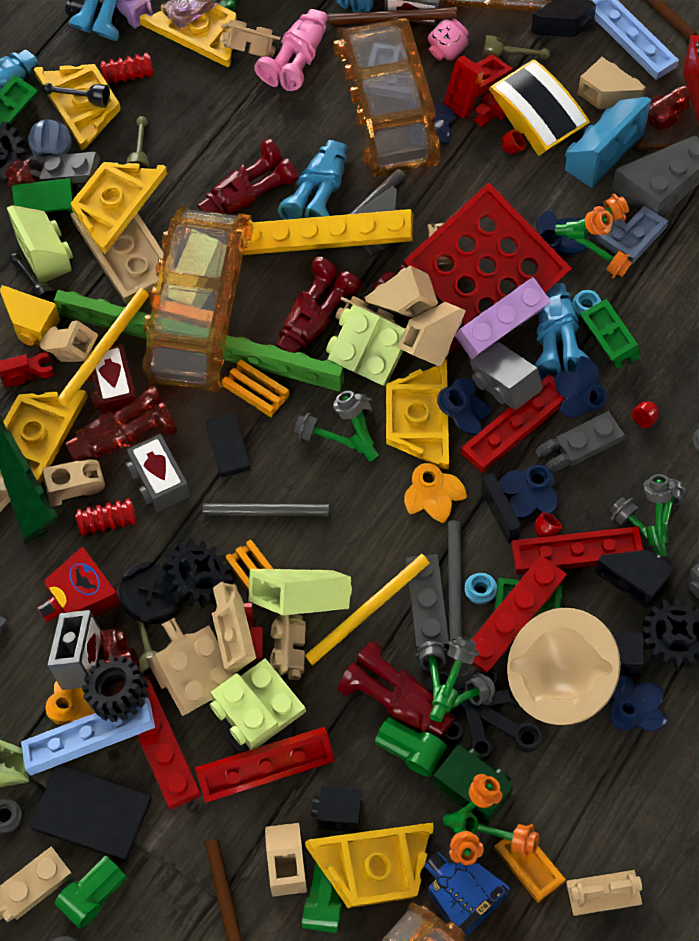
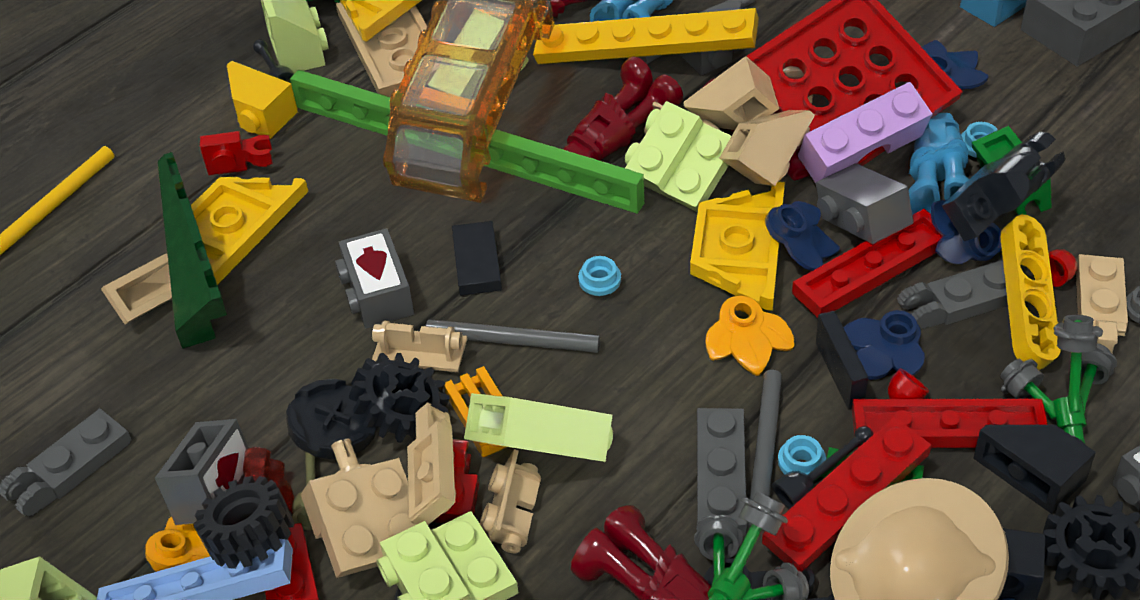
camera: 10 degrees right, 15 degrees down
(69, 344) = (298, 122): tan leg -> none
(72, 480) = (261, 276): tan leg -> none
(78, 587) = (235, 391): red torso -> none
(102, 347) = (332, 130): yellow axle -> none
(105, 517) = (294, 322): red piece -> none
(110, 431) = (326, 223): clear red piece -> none
(112, 381) = (341, 173): brick -> none
(201, 527) = (431, 345): none -> tan hinge
(243, 367) = (532, 195): light orange tile -> none
(321, 446) = (599, 276): none -> medium azure plate
(348, 406) = (658, 231): plant -> none
(367, 609) = (630, 467): yellow axle -> none
(480, 611) = (796, 484): none -> black hinge
(598, 223) = (1003, 34): orange plant -> none
(604, 359) = (1002, 186): none -> black plate
(622, 438) = (1032, 336): none -> yellow beam
(633, 236) = (1037, 76): sand blue plate -> none
(676, 437) = (1103, 295): none -> tan hinge

